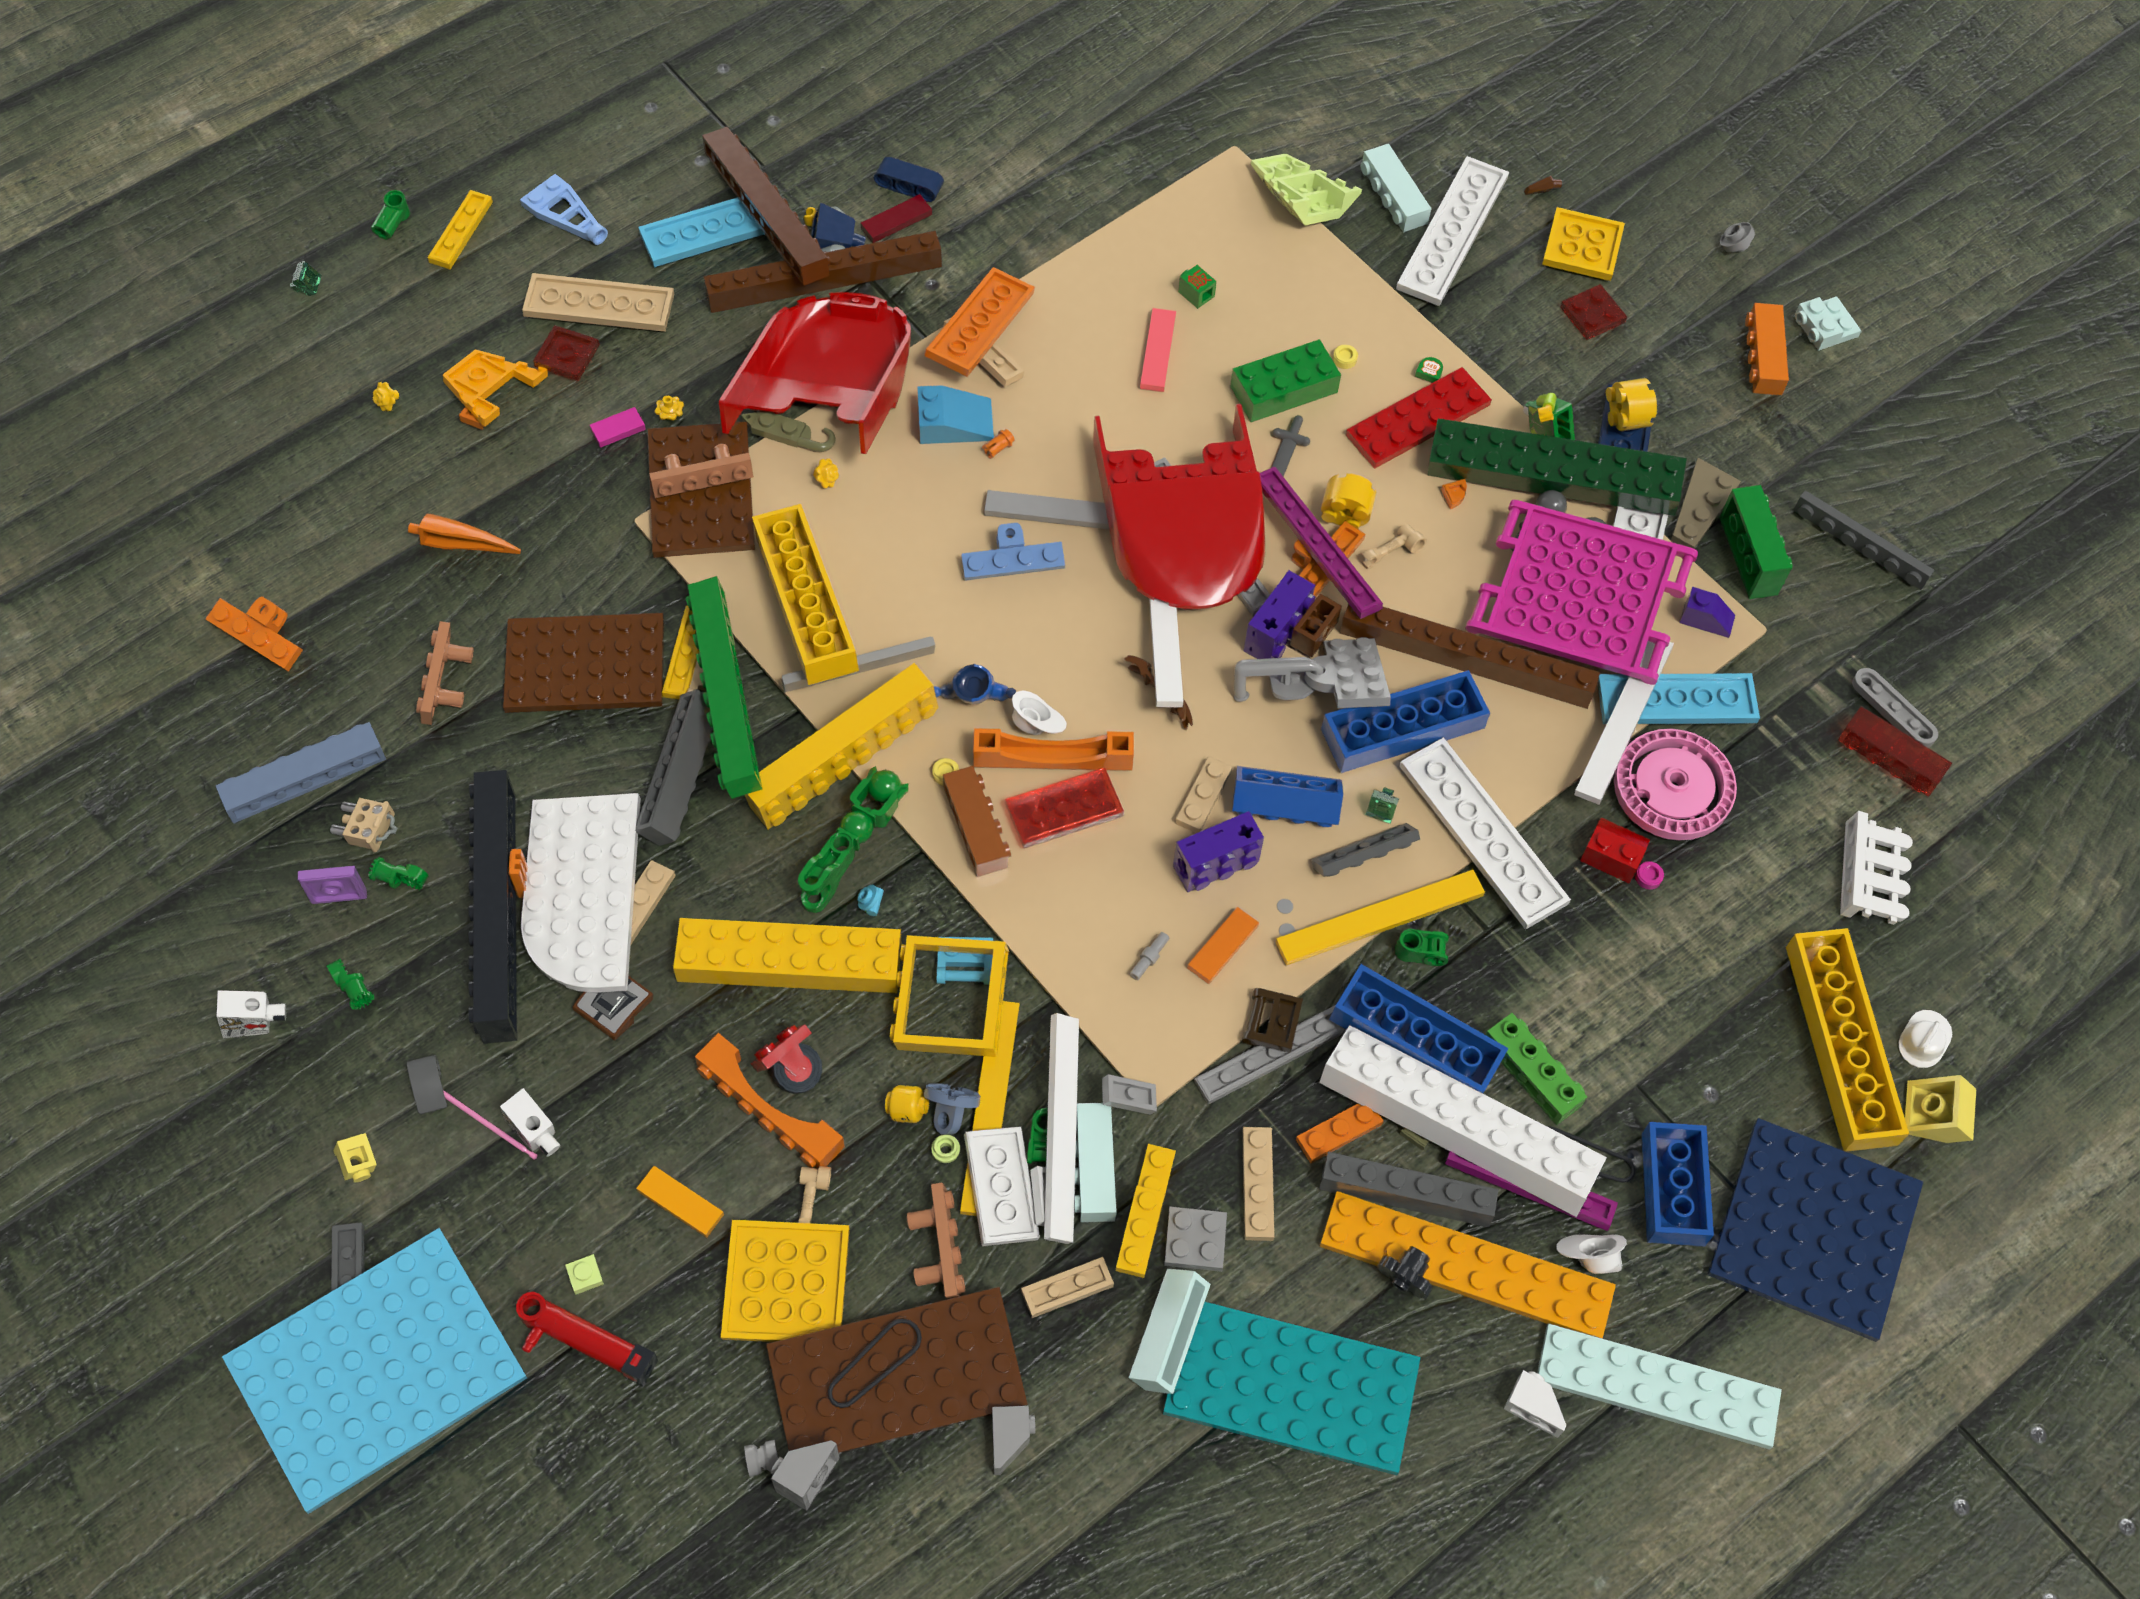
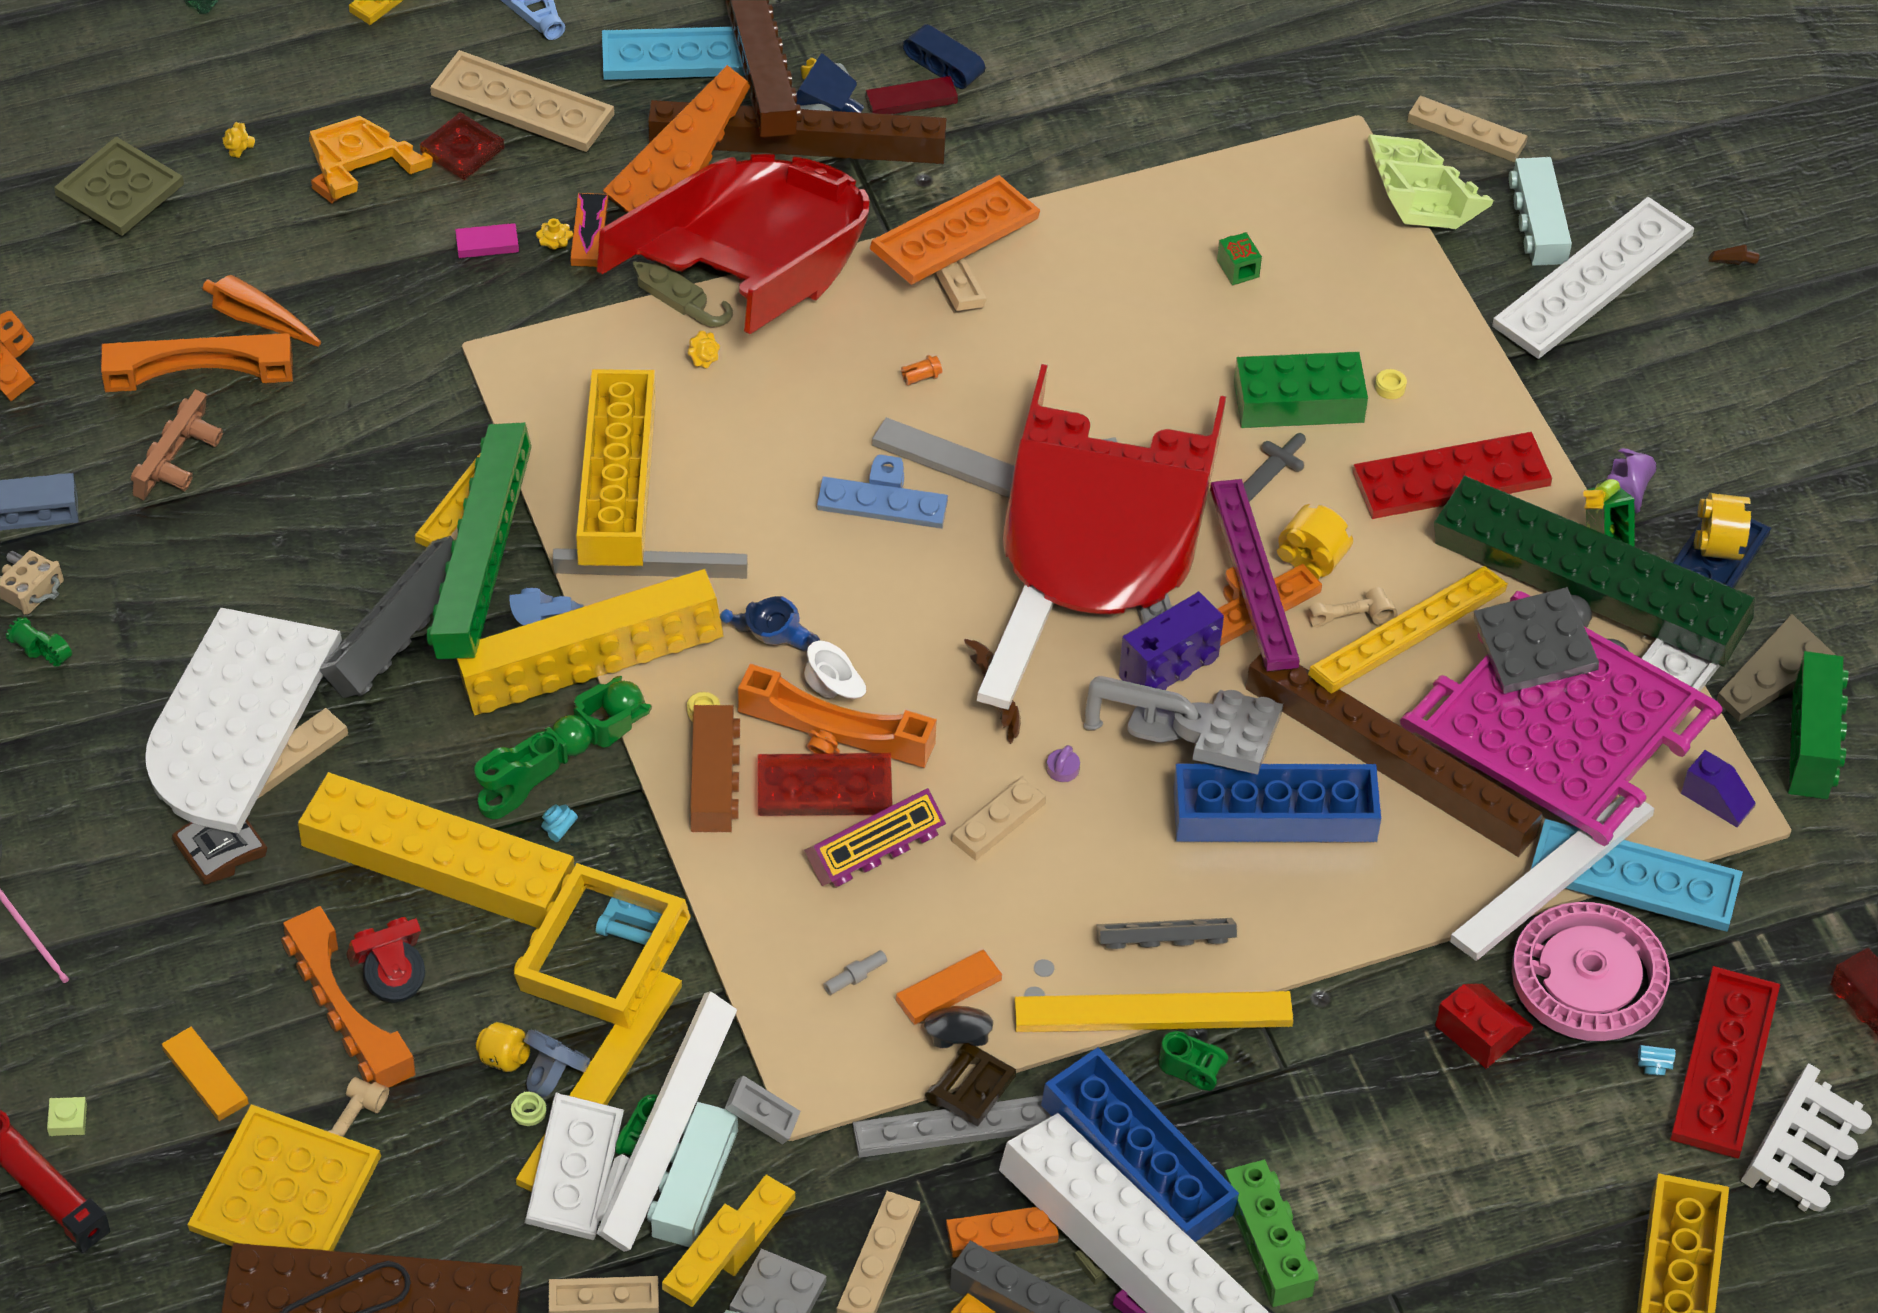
camera: 20 degrees right, 10 degrees down
(303, 462) = (119, 186): none -> olive plate
(379, 610) = (135, 362): none -> orange arch
(493, 908) = (127, 703): black brick -> none
(517, 871) = (170, 673): orange tile -> none
(523, 1115) = (71, 936): white torso -> none
(584, 662) = (341, 480): reddish brown plate -> none
(694, 395) = (589, 219): none -> tile
(701, 475) = (555, 310): nougat plate -> none
(704, 518) = (550, 330): reddish brown plate -> none
(742, 311) = (682, 145): none -> orange wing
(791, 731) = (535, 606): none -> medium blue brick
(950, 1255) = (490, 1191): nougat plate -> none
(953, 416) = (879, 325): dark azure slope -> none
(1049, 774) = (822, 742): none -> orange plate
(1122, 842) = (875, 837): none -> brick
(1158, 350) = (1161, 317): coral tile -> none
(1218, 852) = (982, 879): dark purple piece -> none
(1233, 736) = (1063, 764): none -> medium lavender tile
(1246, 976) = (958, 1026): none -> black dish
(1288, 796) = (1096, 846): blue slope -> none
(1314, 135) = (1467, 128): none -> tan plate
(1315, 625) = (1214, 667): reddish brown brick -> none
(1382, 805) = (1209, 888): clear green tile -> none
(1429, 369) = (1489, 424): green tile -> none
(1442, 553) = (1407, 629): none -> yellow tile
(1454, 493) = (1458, 568): orange tile -> none
(1485, 833) = (1322, 956): white plate -> none
(1543, 380) = (1633, 474): none -> medium lavender hair
(1544, 536) = (1536, 640): none -> dark grey plate
(1583, 244) = (1755, 334): yellow plate -> none
(1593, 312) = (1734, 415): clear red plate -> none
(1649, 875) = (1514, 1065): dark pink tile -> none
(1748, 839) = (1656, 1059): none -> medium azure plate
(1795, 826) = (1725, 1062): none -> red plate

